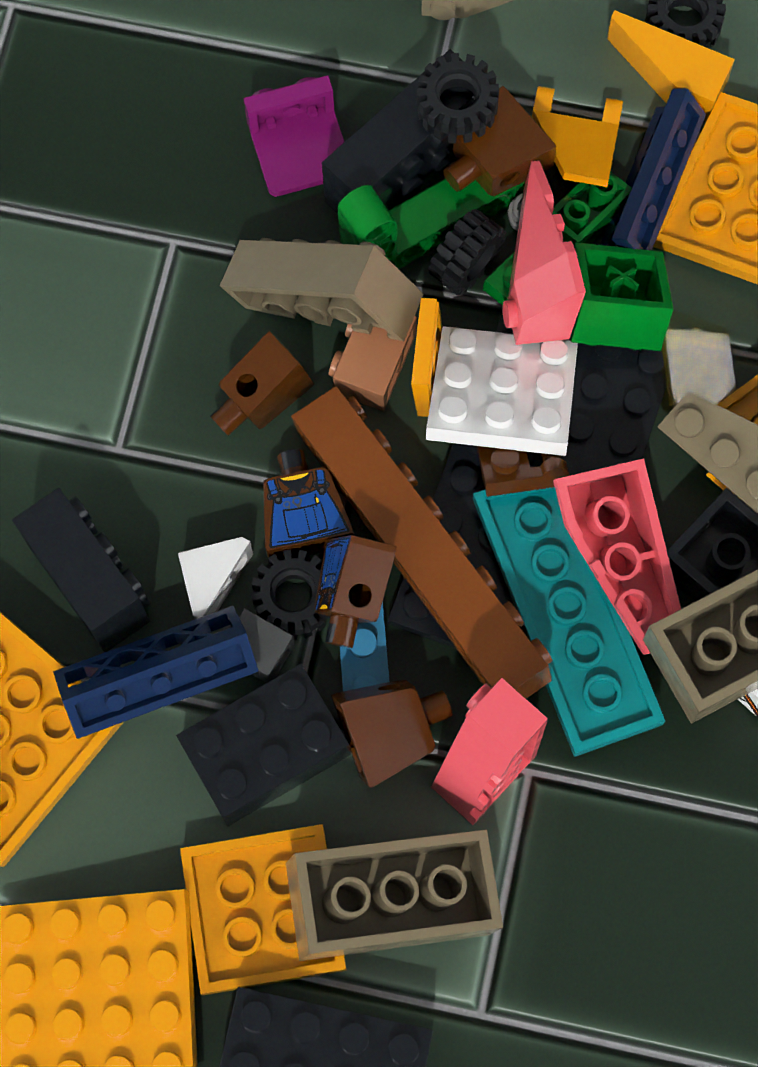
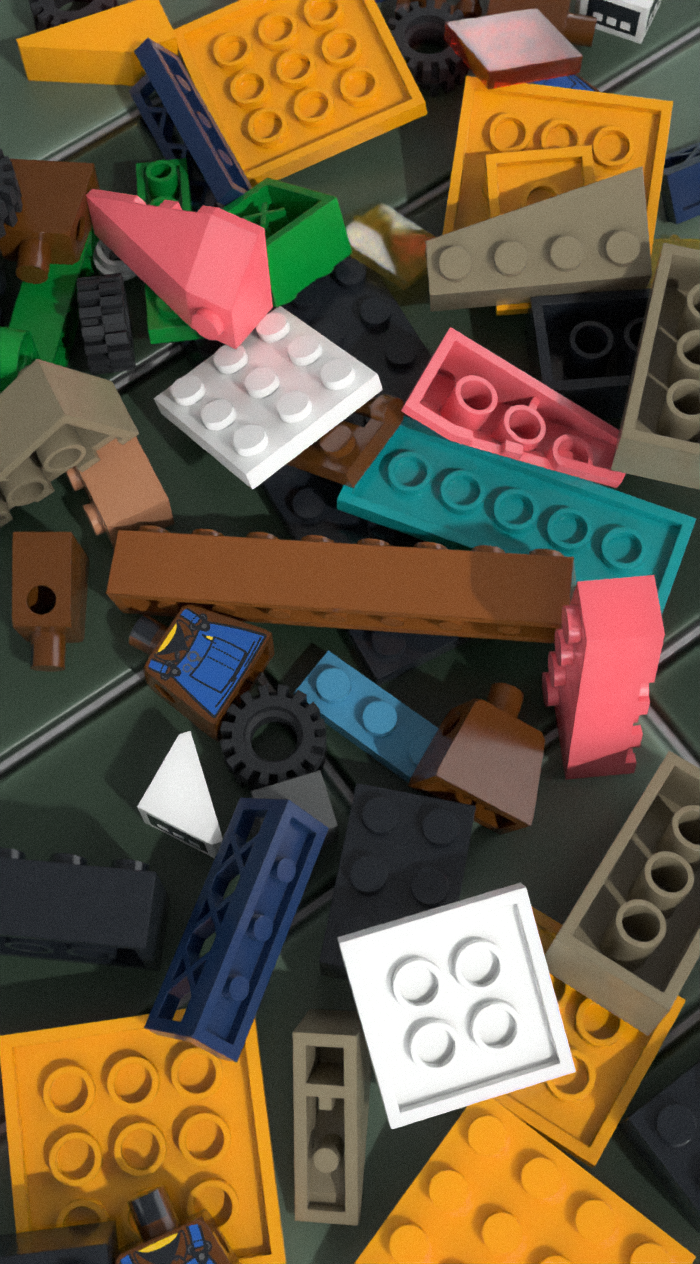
camera: 50 degrees left, 5 degrees down
(104, 817) = (330, 1116): none -> dark tan slope
(215, 832) = (456, 1005): none -> white plate
(353, 568) = (327, 667): reddish brown torso -> none
(426, 354) = (170, 432): light orange tile -> none
(582, 144) = (117, 156): light orange flag -> none

